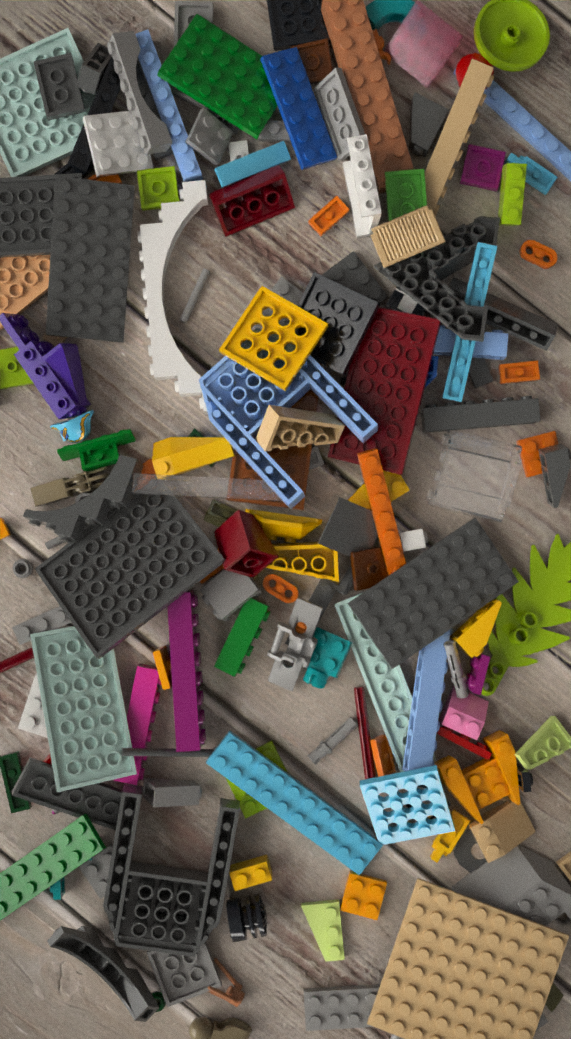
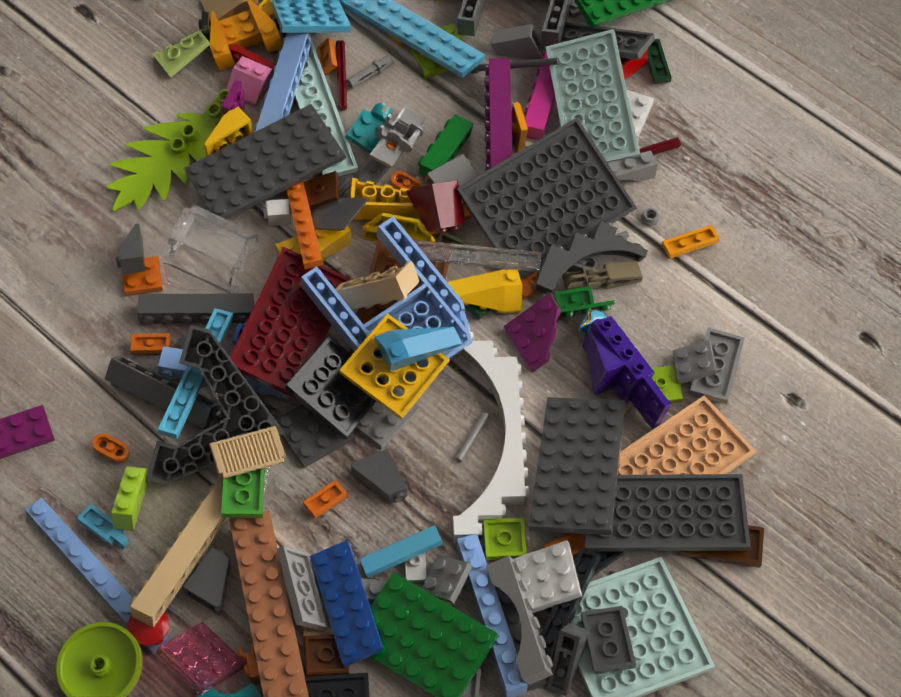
camera: 175 degrees left, 30 degrees down
(137, 411) = (535, 331): none -> magenta plate
(252, 200) = (405, 519): dark red slope -> none
(257, 353) = (412, 345): none -> dark azure wedge
(278, 242) = (381, 476): none -> dark grey slope
(362, 186) = (288, 499): white panel -> none
(458, 676) = (251, 103): light grey pin -> none
(482, 167) = (154, 534): magenta plate -> none

